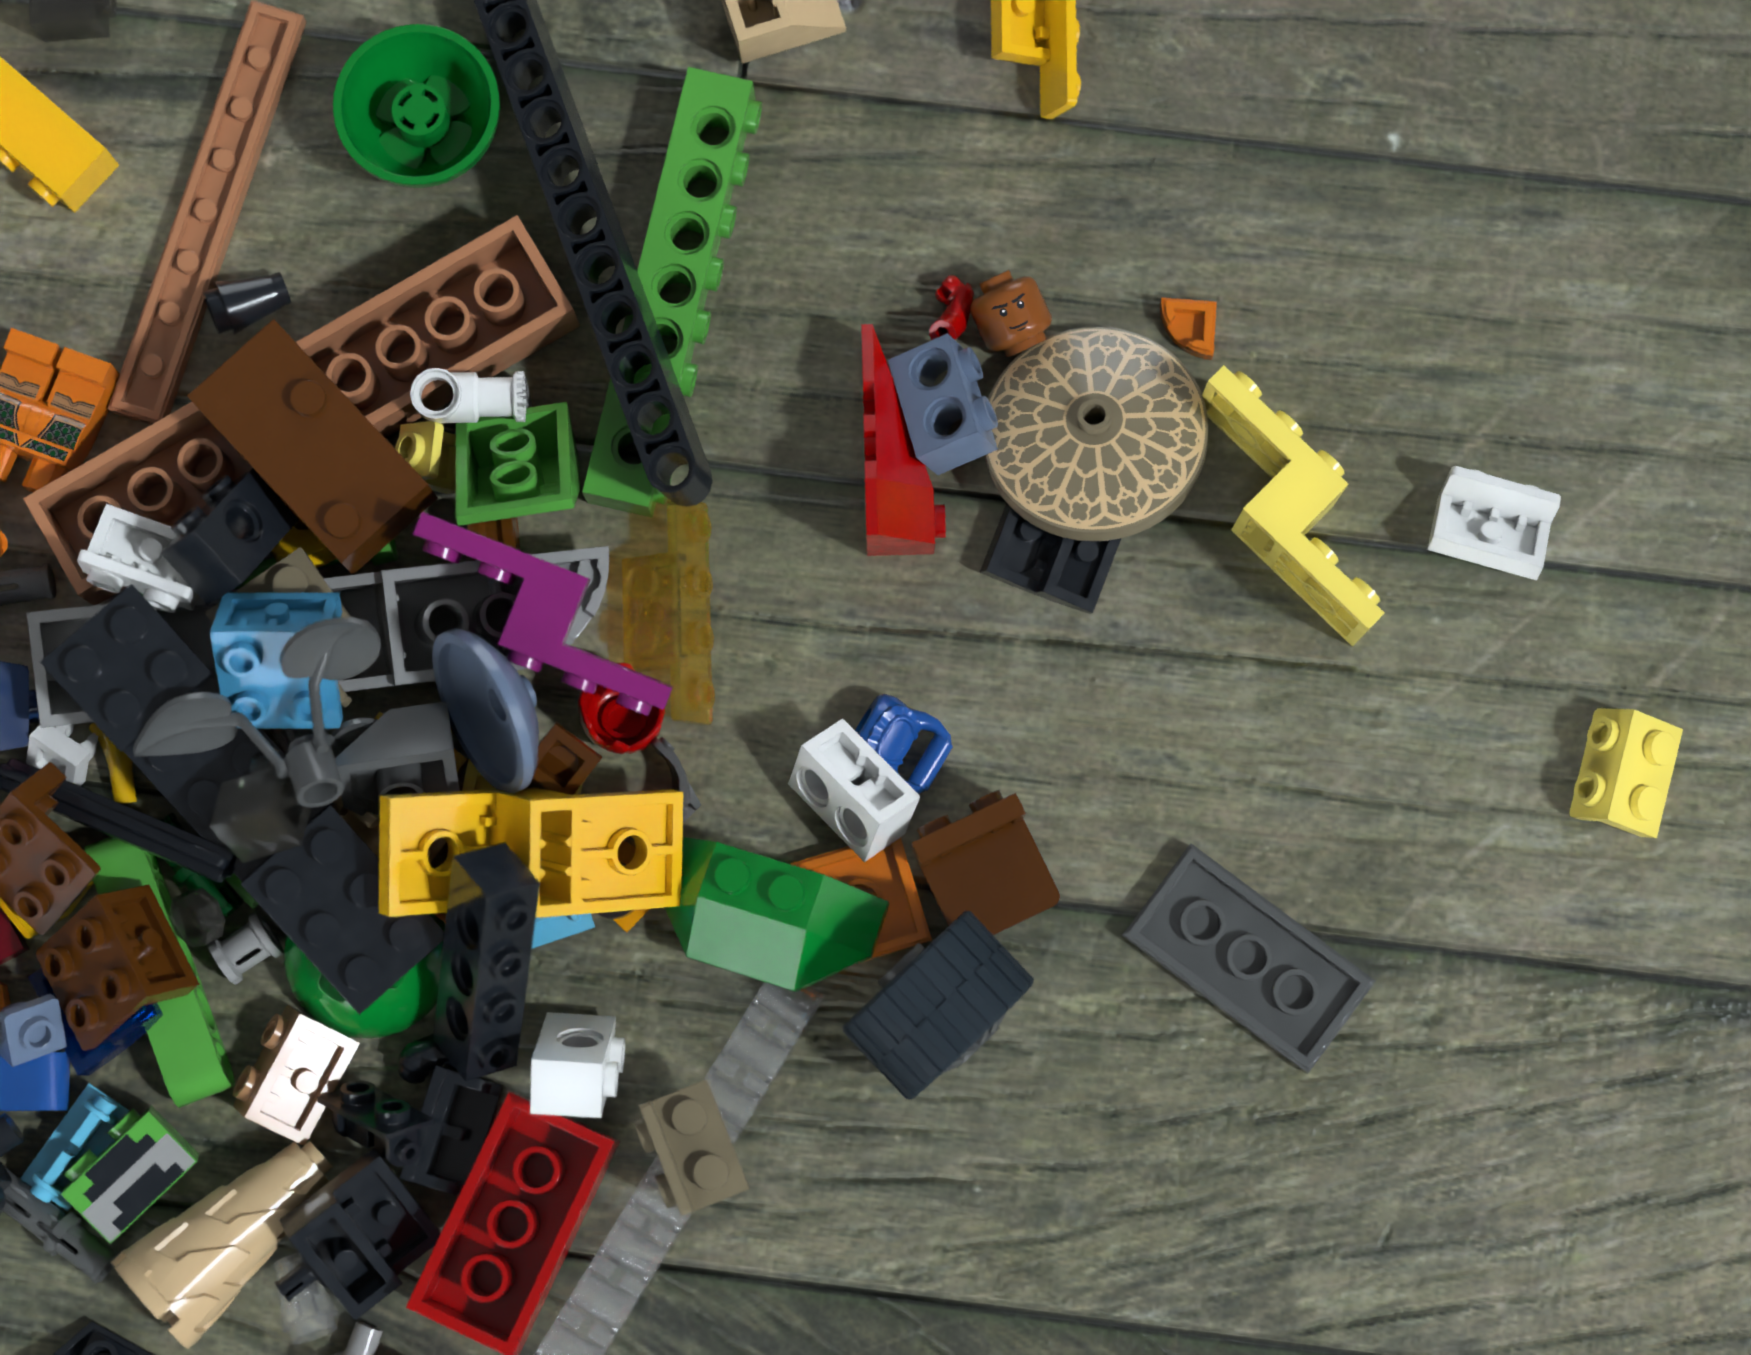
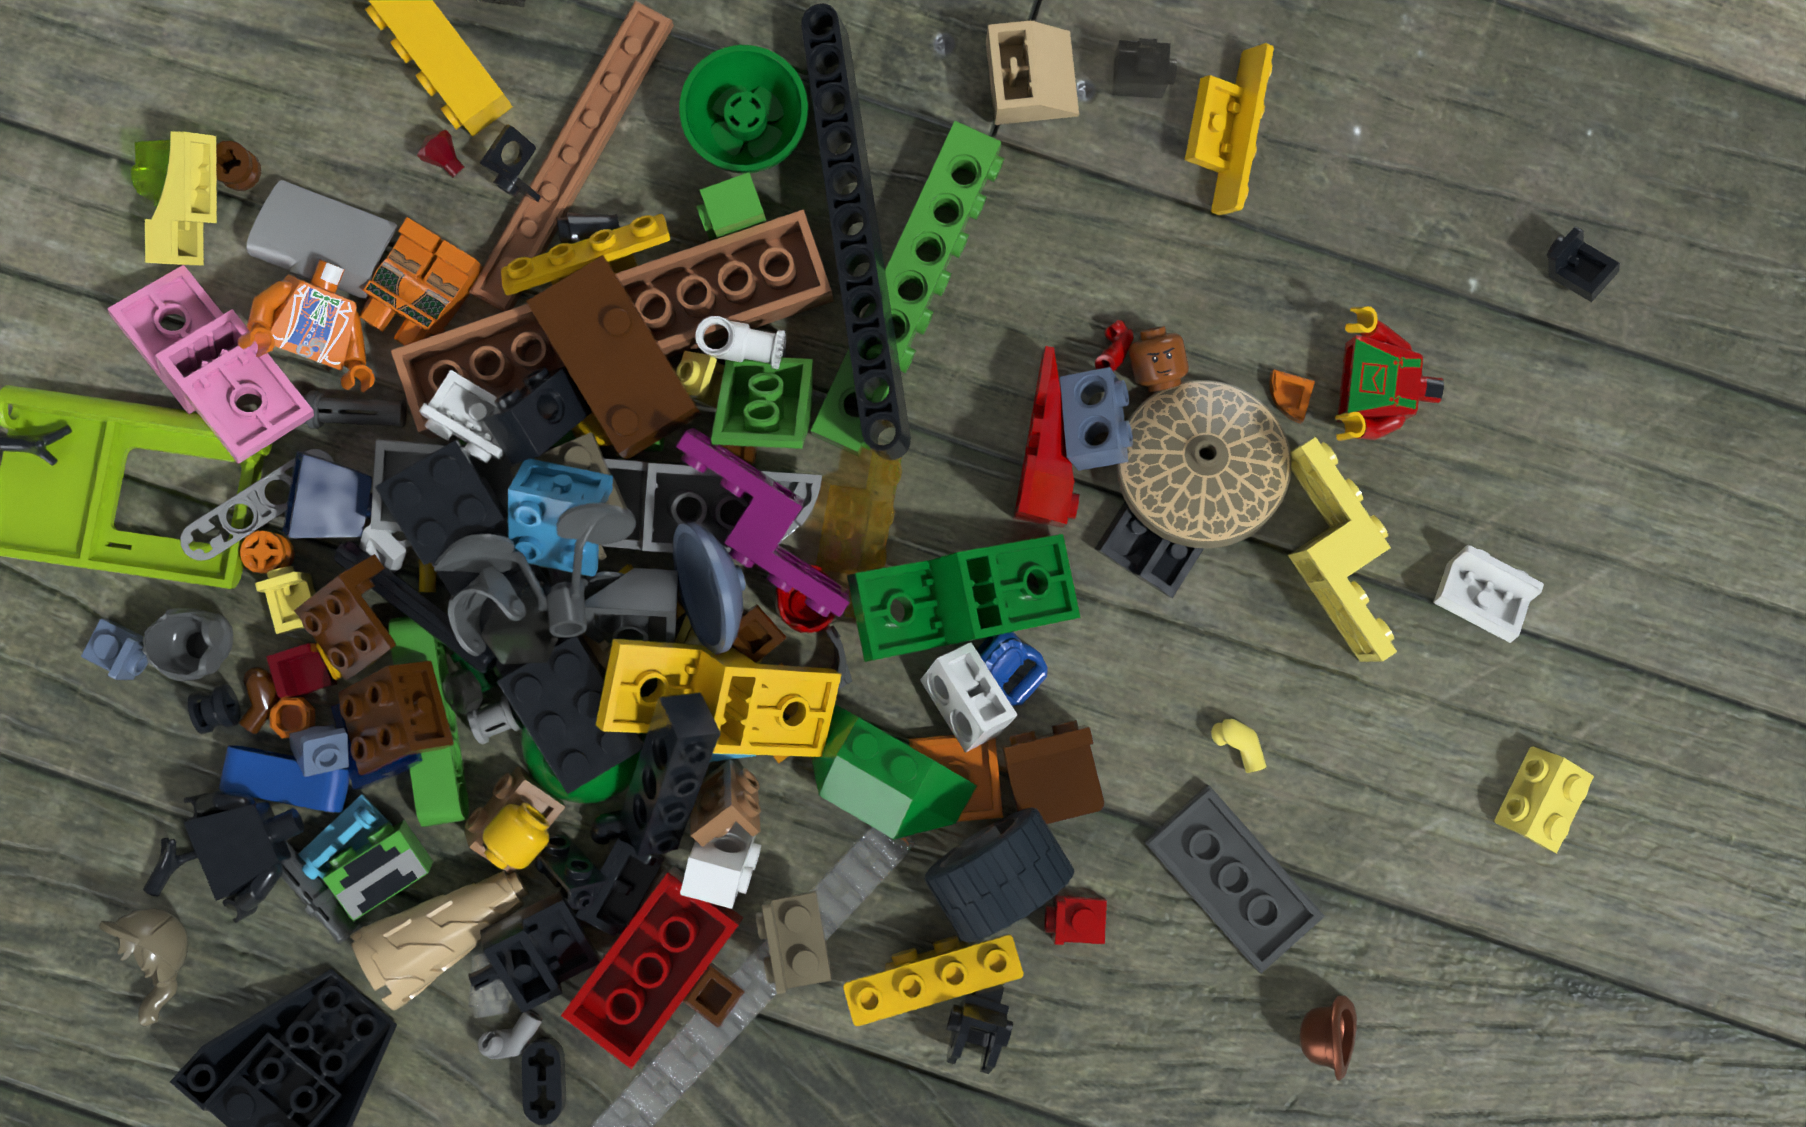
camera: 10 degrees right, 5 degrees up
(36, 239) = (439, 151): none -> dark red rock
(130, 251) = (507, 174): none -> black bracket
(184, 793) = (466, 607): none -> dark grey helmet
(224, 337) = (567, 258): none -> yellow bracket
(302, 1087) = (515, 836): none -> yellow head
(423, 230) = (730, 207): none -> bright green brick
(562, 985) = (723, 799): none -> medium nougat bracket
(600, 1241) = (714, 995): none -> reddish brown slope
(821, 663) = (963, 597): none -> green bracket
(881, 1162) = (932, 977): none -> yellow bracket
(956, 1204) = (980, 1021): none -> black hinge
(1055, 1053) = (1076, 920): none -> red bracket
(1221, 774) = (1242, 738): none -> light yellow arm
(1299, 282) = (1380, 380): none -> torso
(1415, 1130) = (1330, 1035): none -> copper hat
(1521, 88) = (1580, 265): none -> black bracket

